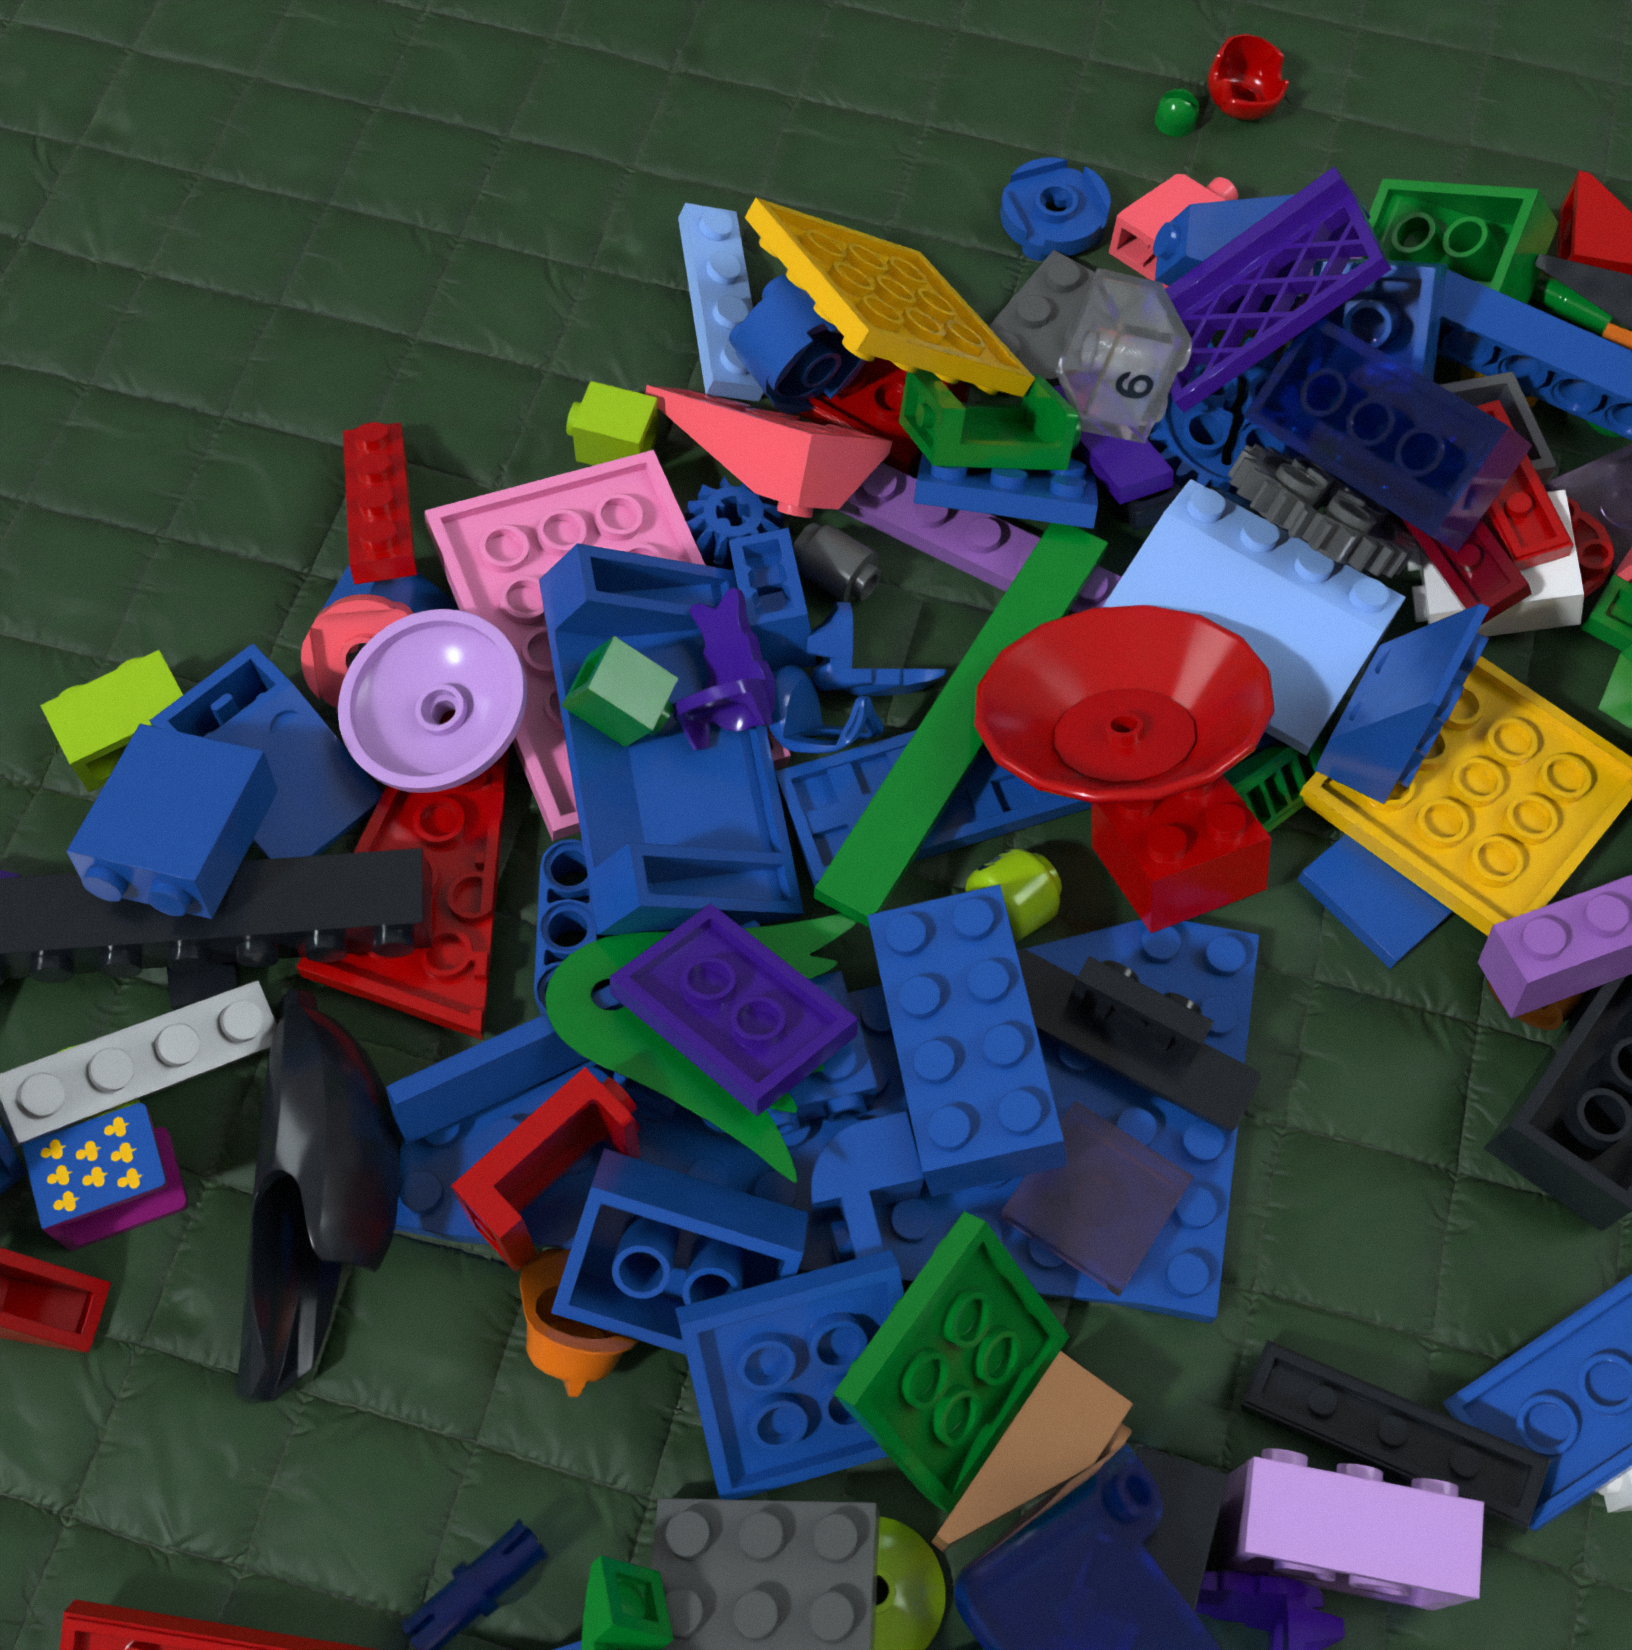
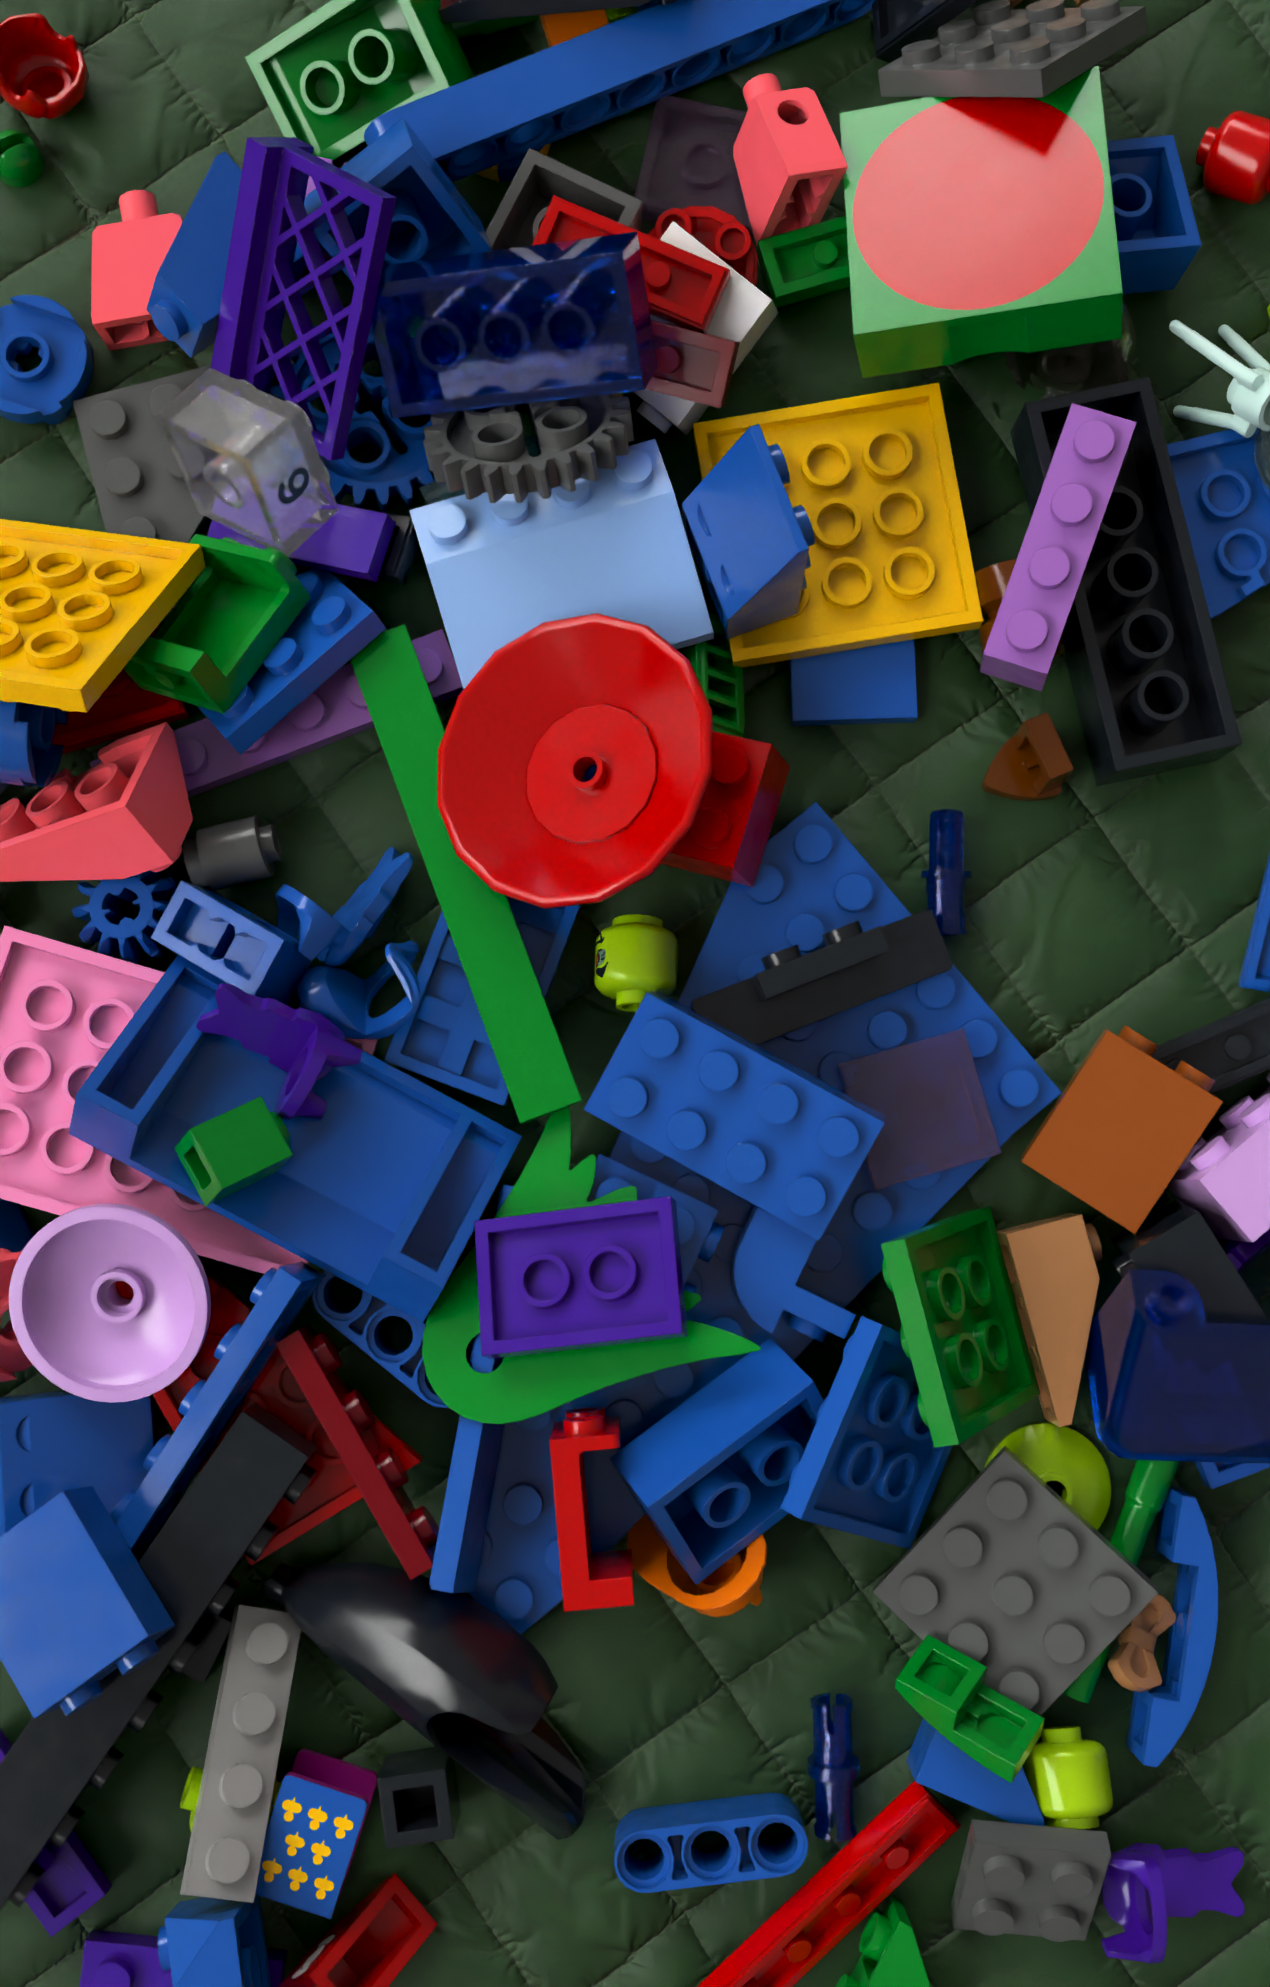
camera: 50 degrees left, 20 degrees up
(196, 1234) = (418, 1797): none -> black brick
(297, 1506) = (739, 1860): none -> blue beam
(440, 827) = (213, 1403): none -> blue plate
(469, 942) = (375, 1472): none -> dark red plate
(1238, 1378) = (1122, 1127): none -> dark orange brick
(1300, 1079) = (946, 871): none -> clear blue axle
(1444, 1076) = (1029, 763): none -> reddish brown tile

